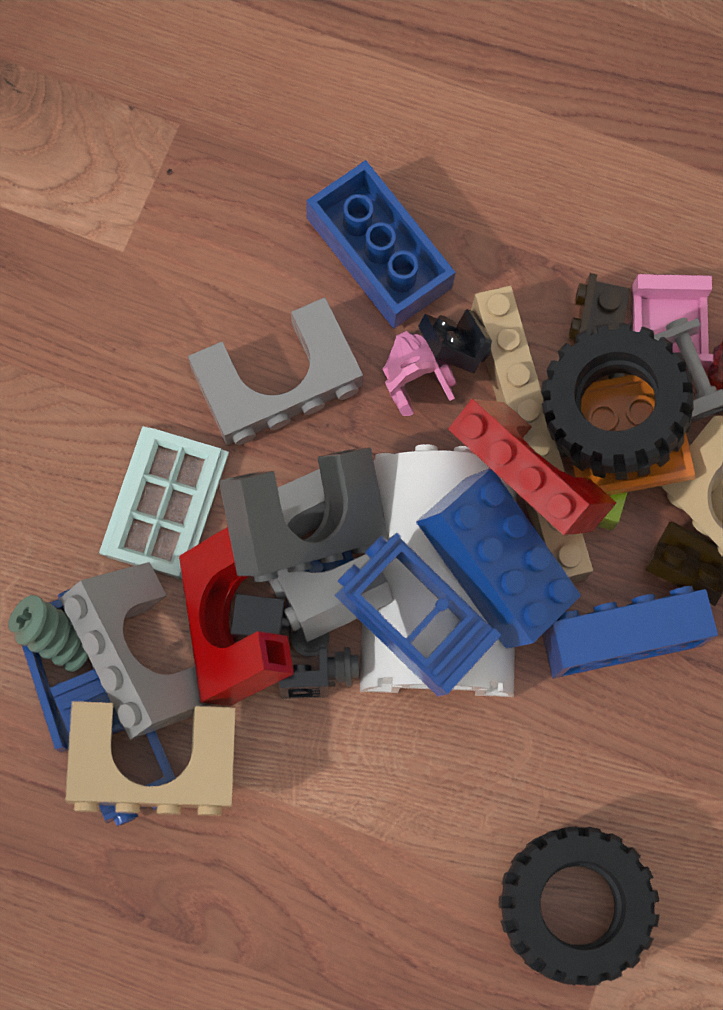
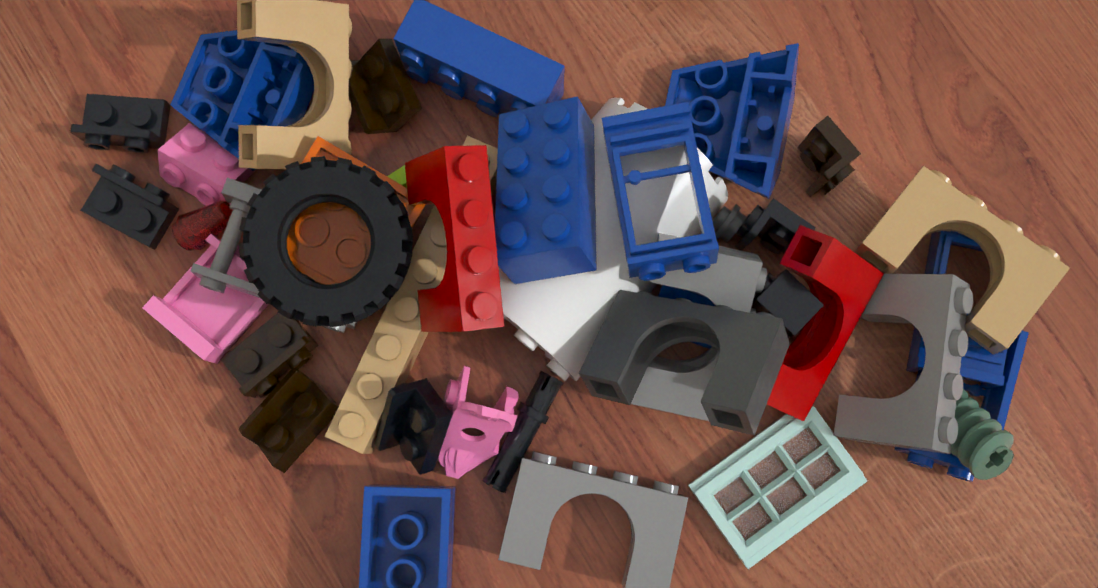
camera: 135 degrees left, 5 degrees up
(314, 774) = (829, 153): none -> dark brown bracket
(379, 414) = (528, 421): none -> black pin
(403, 753) = (741, 113): none -> blue wedge
(545, 284) = (289, 419): none -> dark brown bracket

